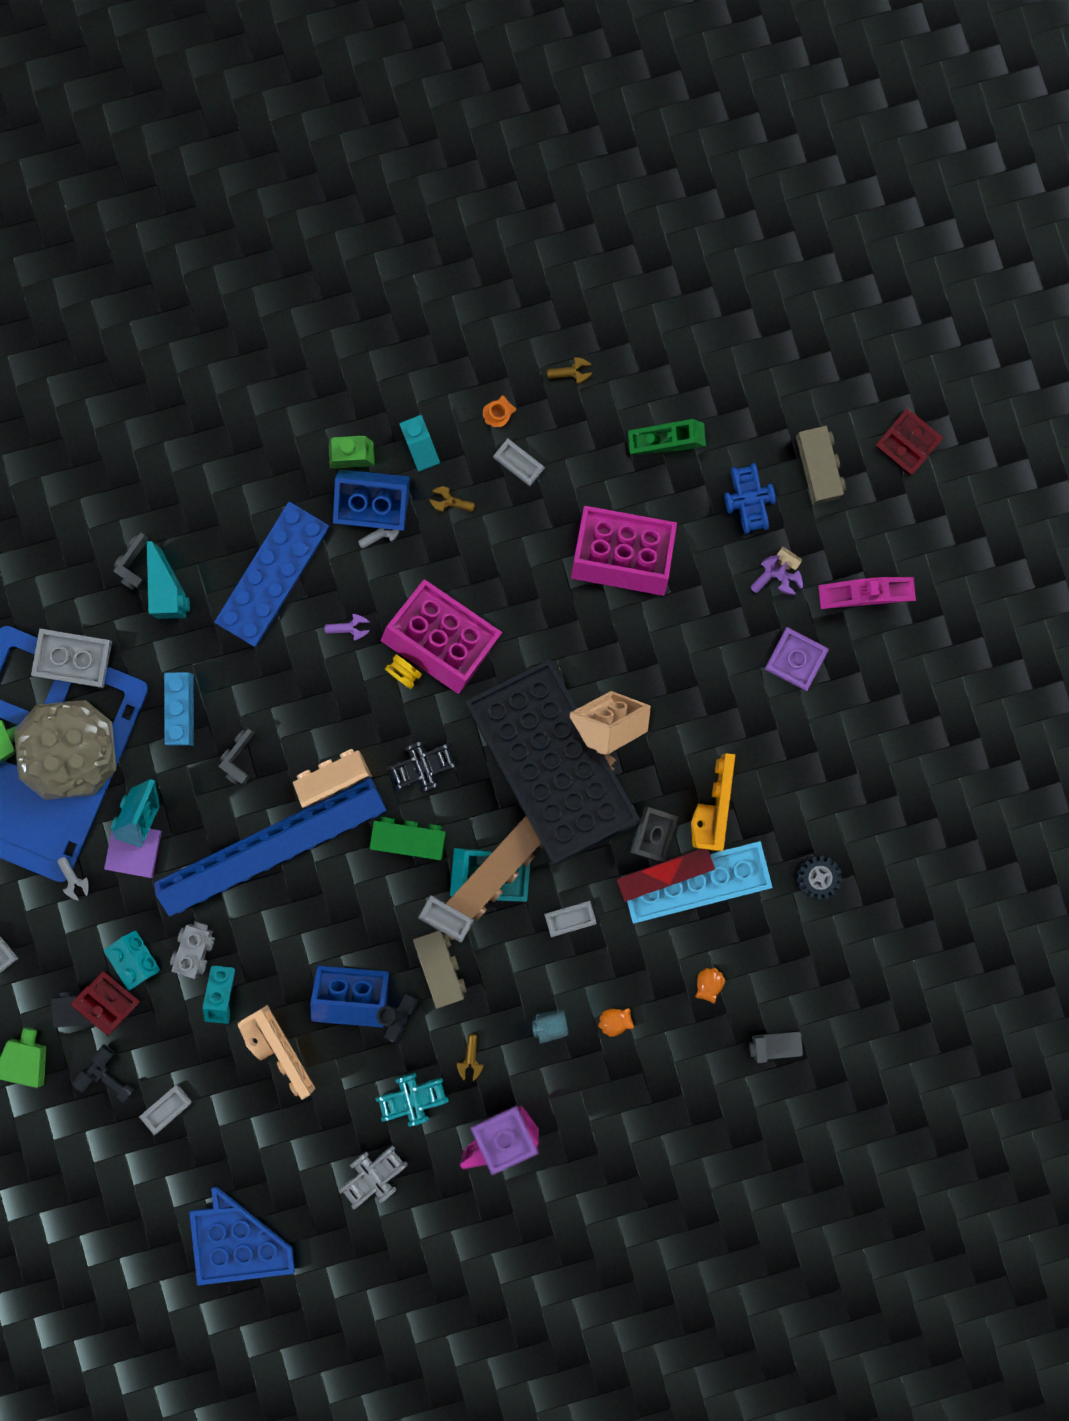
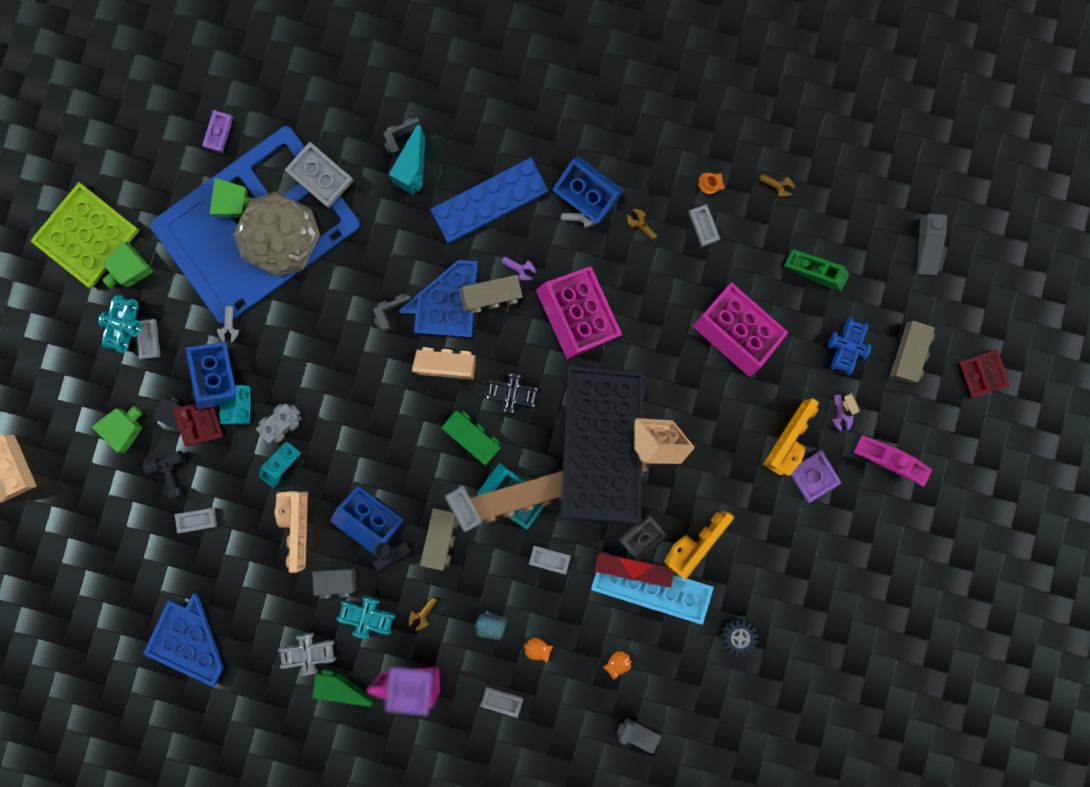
camera: 35 degrees right, 0 degrees up
(87, 943) = (210, 374): none -> blue slope
(133, 859) = (281, 330): medium lavender tile -> none
(136, 814) = (298, 307): teal slope -> none
(179, 709) = (370, 253): dark azure brick -> none
(269, 847) = (374, 384): blue brick -> none
(293, 712) = (440, 305): none -> blue wing
(335, 674) = (490, 294): none -> dark tan brick
(351, 452) = (593, 149): bright green torso -> none
(355, 1082) = (334, 581): none -> dark grey brick
(408, 673) = (540, 318): yellow wheel -> none
(419, 443) = (644, 171): teal slope -> none
(427, 1193) = (337, 688): none -> green slope
(611, 1100) = (501, 702): none -> light grey tile
(748, 662) = (786, 447): none -> light orange plate
(769, 573) = (832, 405): medium lavender bar -> none
(770, 337) = (931, 243): none -> dark grey slope

